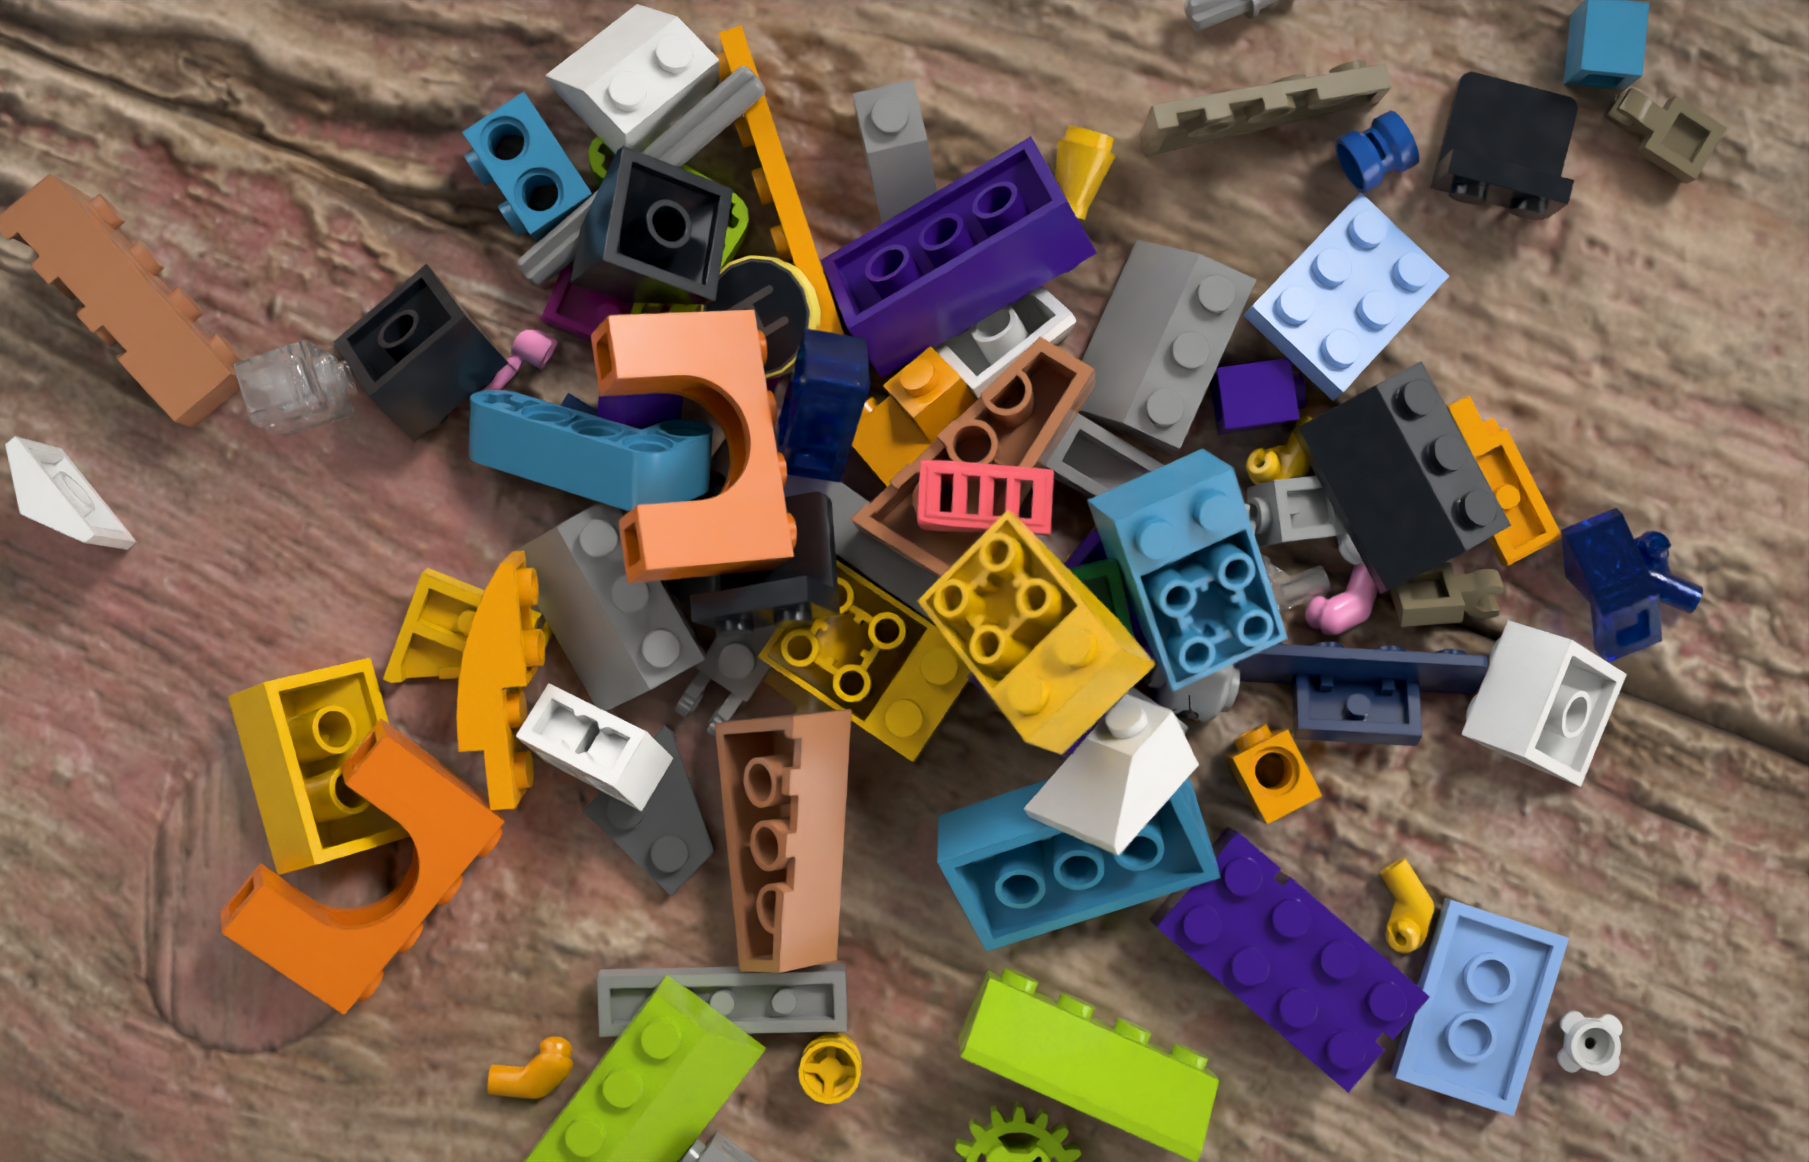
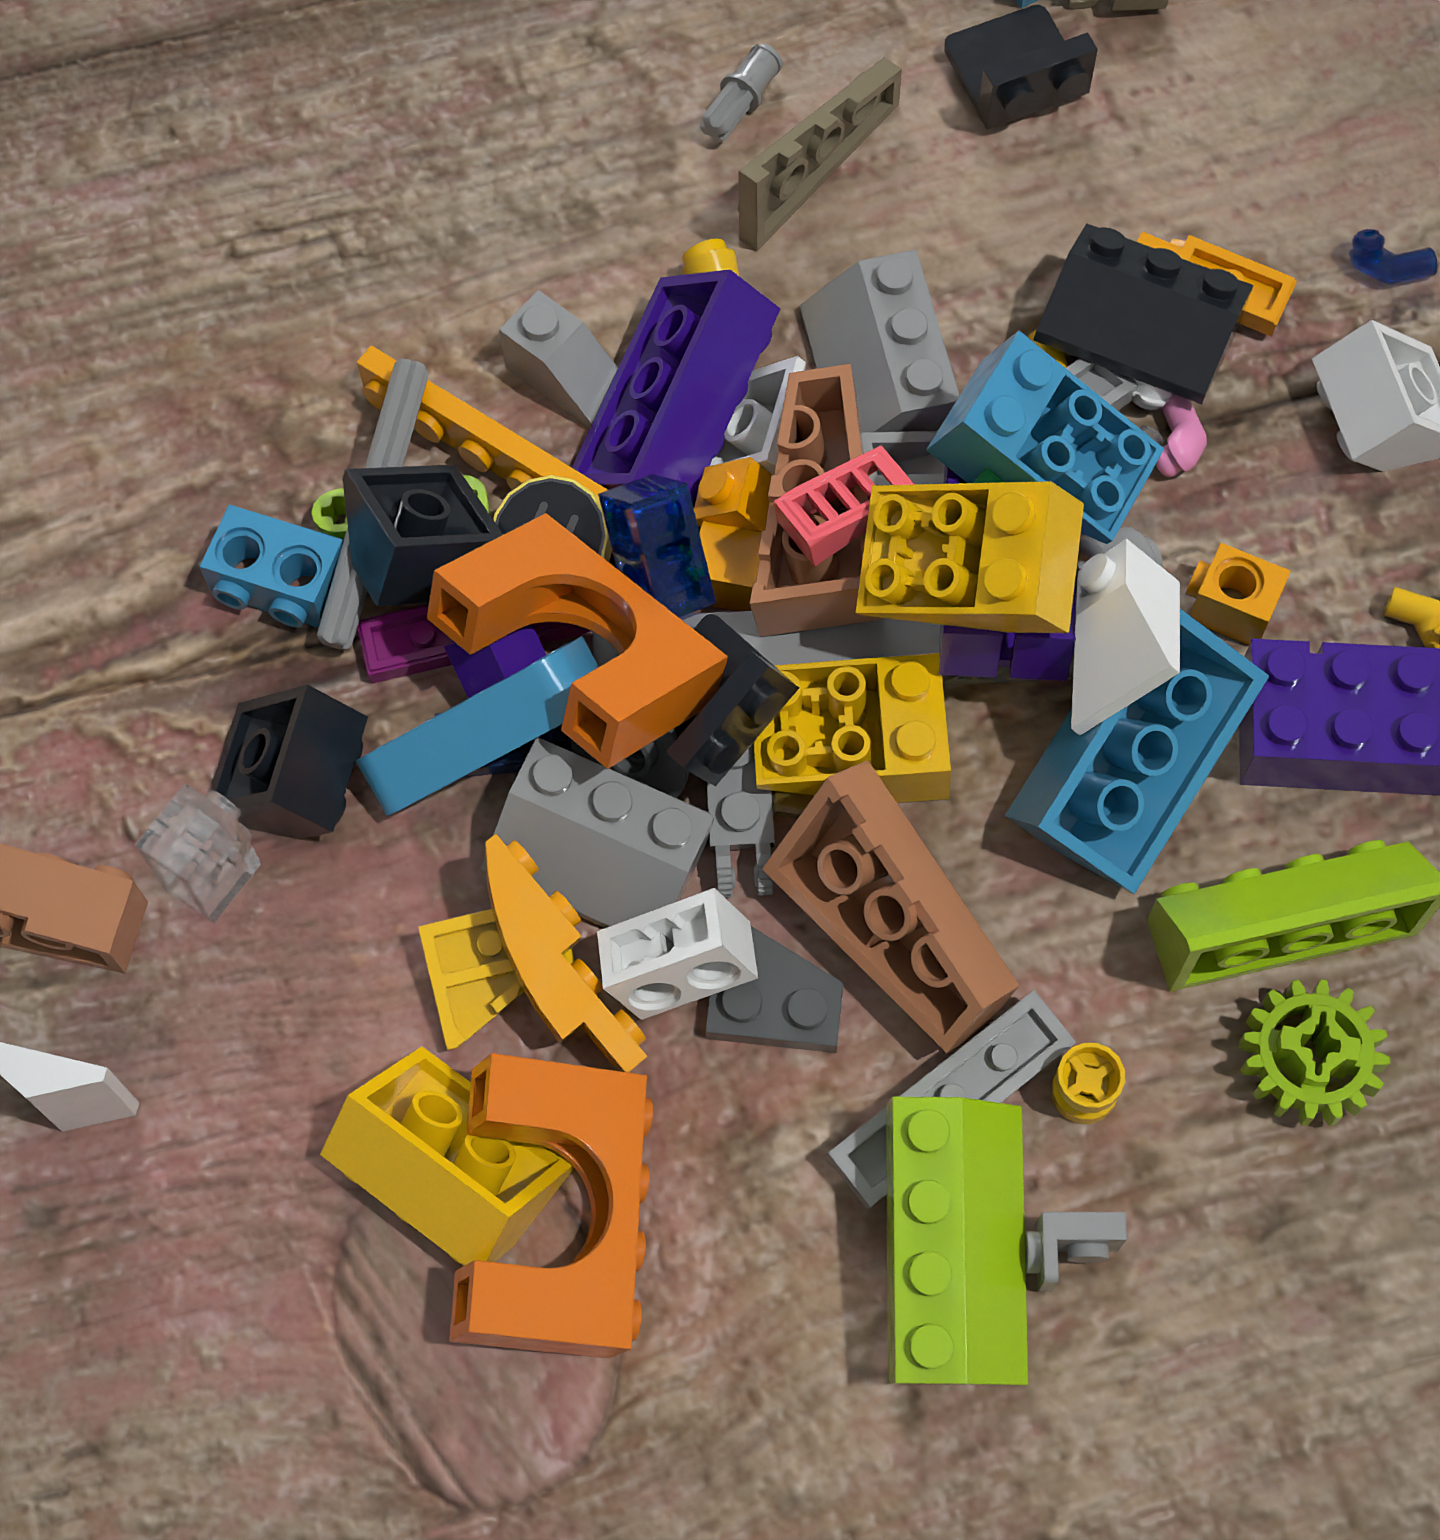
camera: 35 degrees left, 20 degrees down
(529, 347) = (376, 701): bright pink hand -> none
(538, 1076) = (844, 1290): light orange arm -> none
(636, 77) = (312, 438): white slope -> none
(1256, 396) = (980, 331): dark purple brick -> none
(1346, 296) = (992, 227): light blue plate -> none
(1362, 692) = (1245, 486): dark blue bracket -> none
(1377, 151) = (930, 119): blue wheel -> none
(1442, 596) = (1245, 382): dark tan plate -> none
(1614, 579) = (1350, 275): clear blue slope -> none

